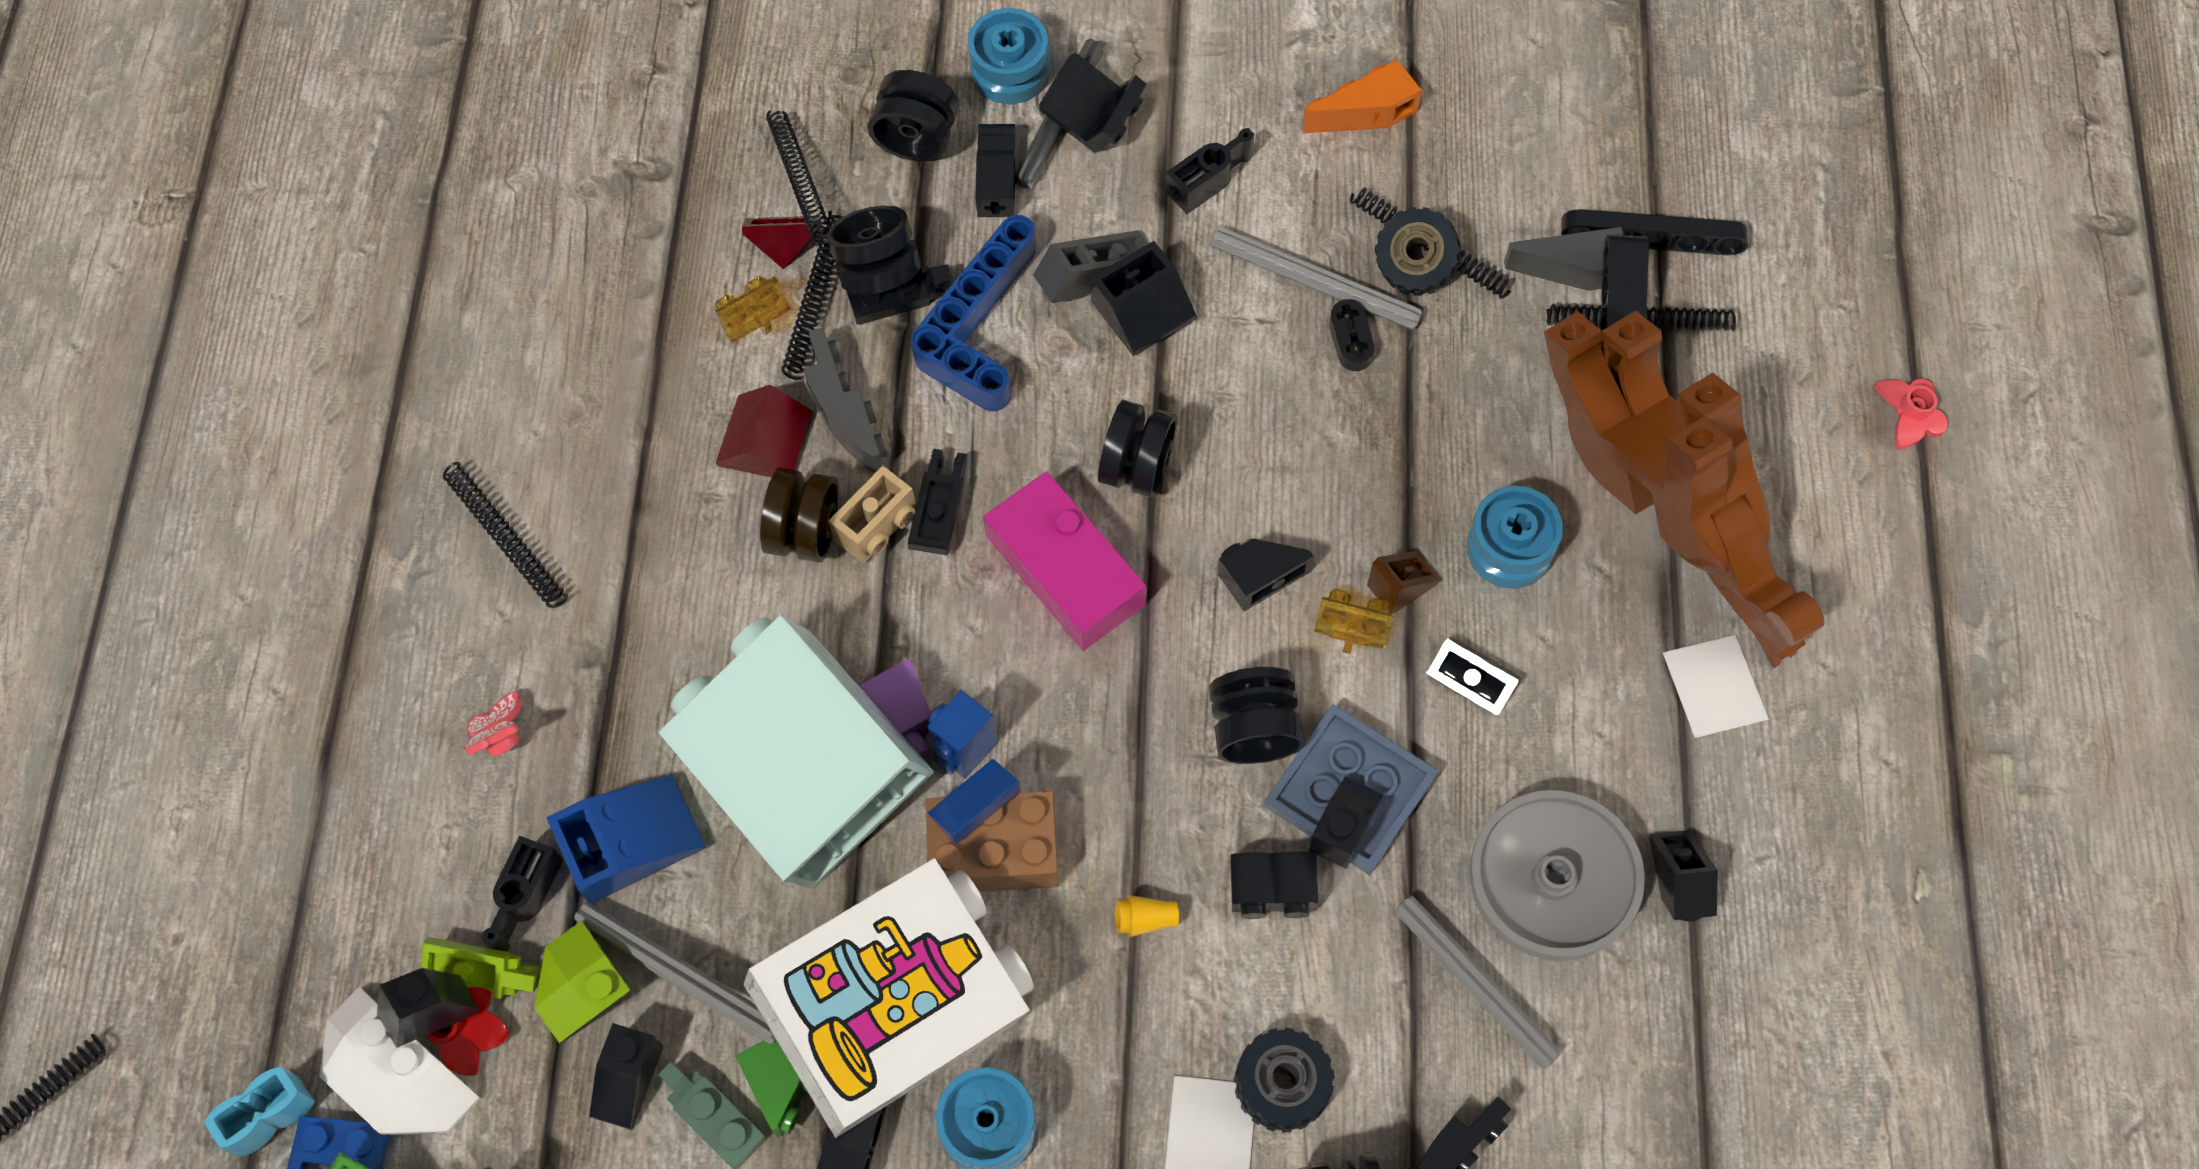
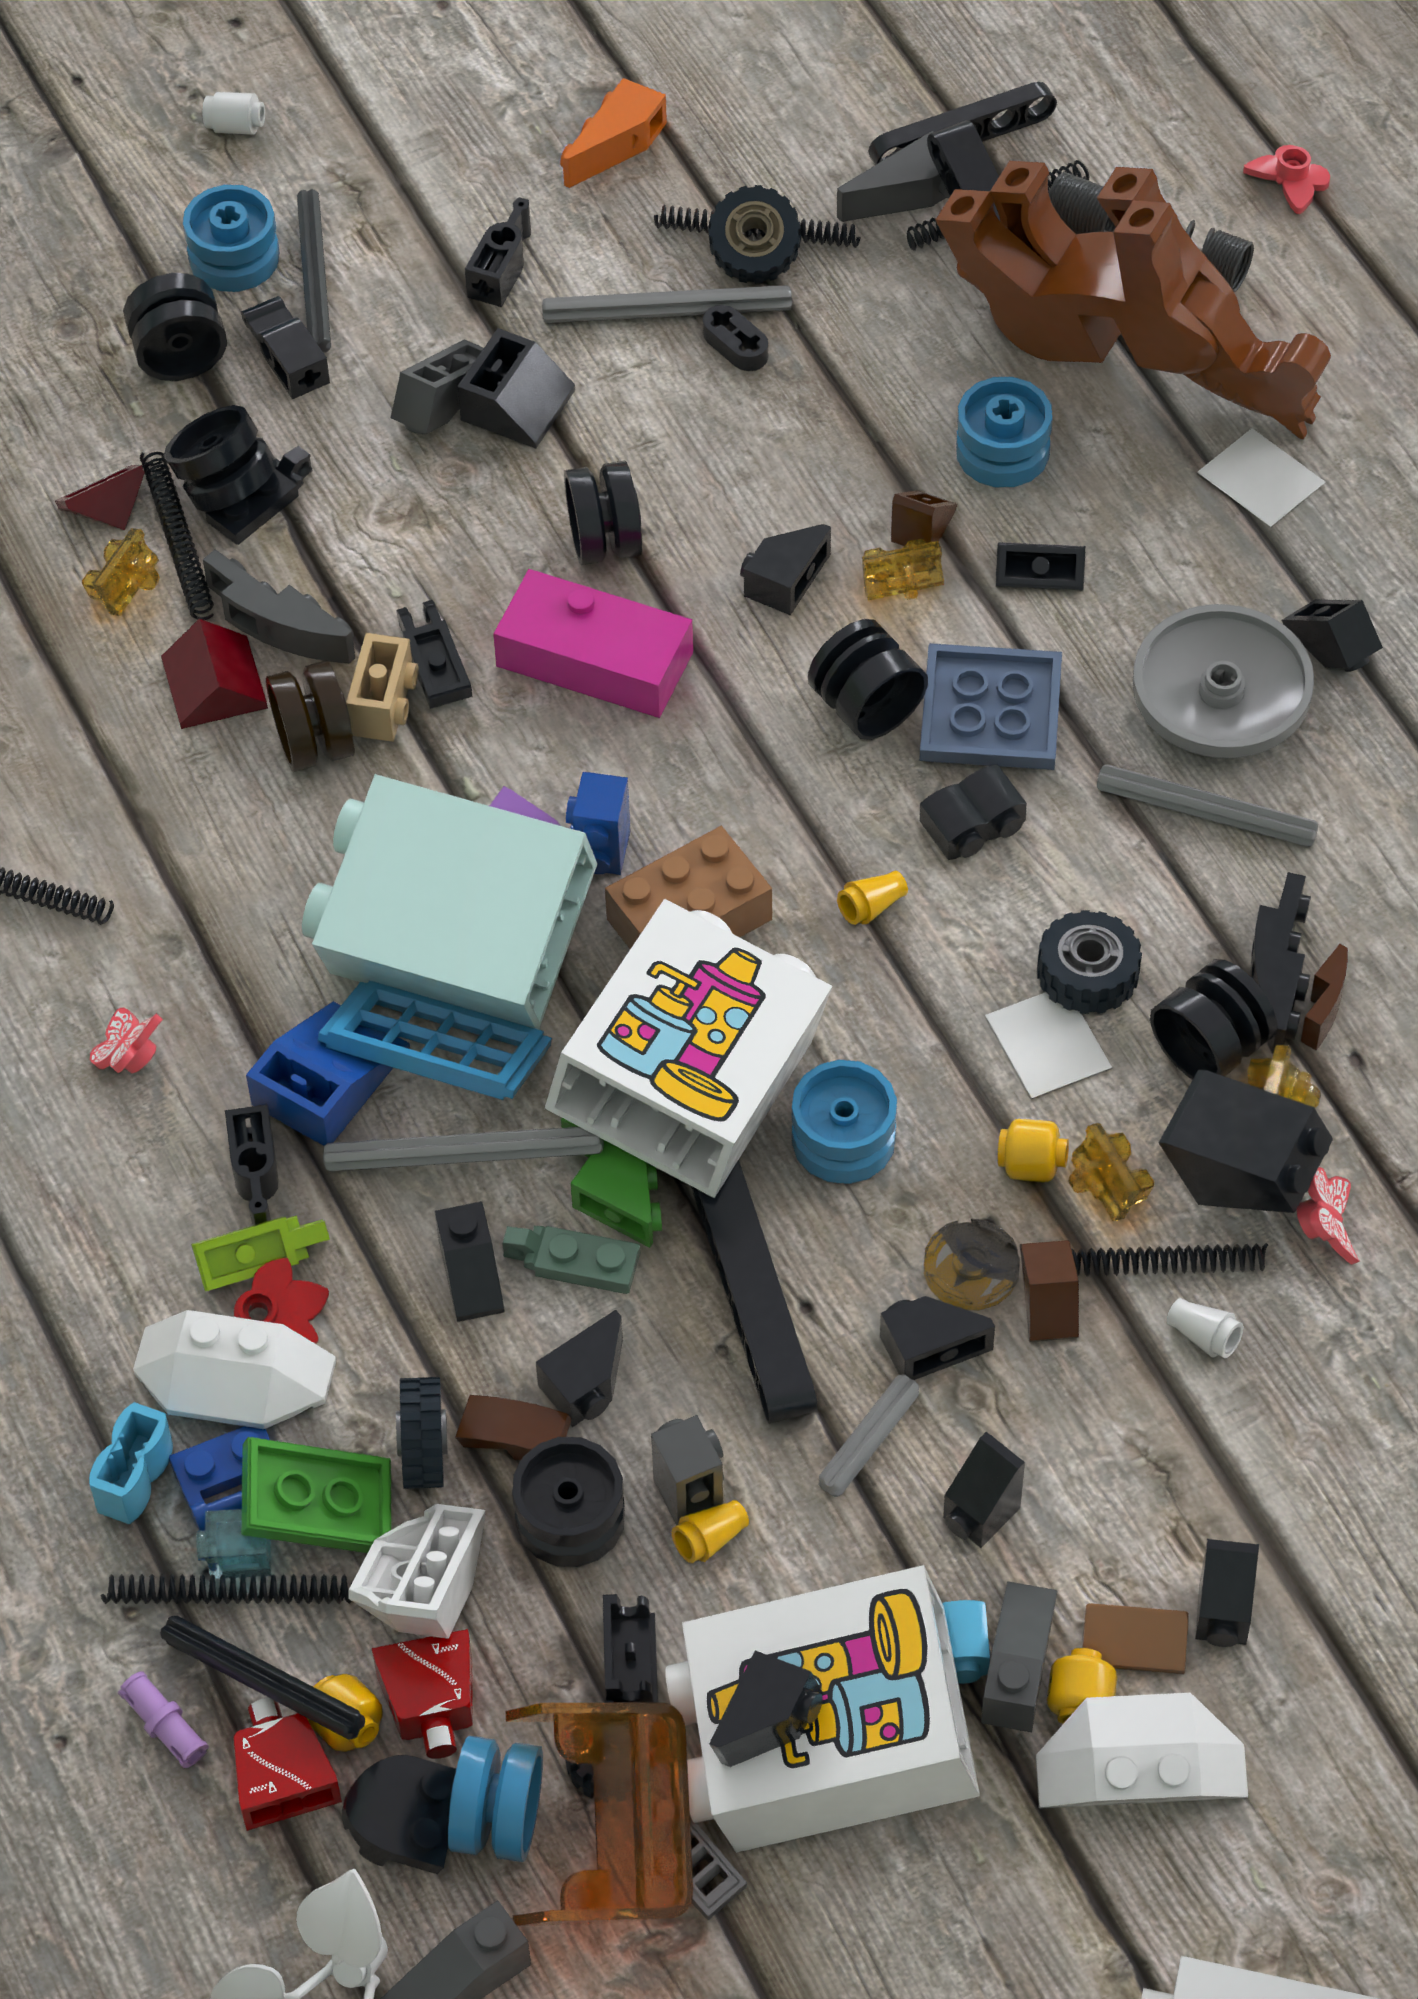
camera: 30 degrees left, 10 degrees down
(423, 1004) = (236, 1283): black slope -> none
(576, 982) = (369, 1206): lime slope -> none
(747, 931) = (515, 1069): none -> dark azure piece
(789, 170) = (74, 433): black piece -> none
(970, 311) = (338, 518): blue beam -> none
(974, 801) = (657, 859): blue slope -> none
(1091, 103) = (347, 248): black bracket -> none
(1344, 822) = (1008, 729): black slope -> none
(1706, 351) = (1080, 210): none -> dark grey piece

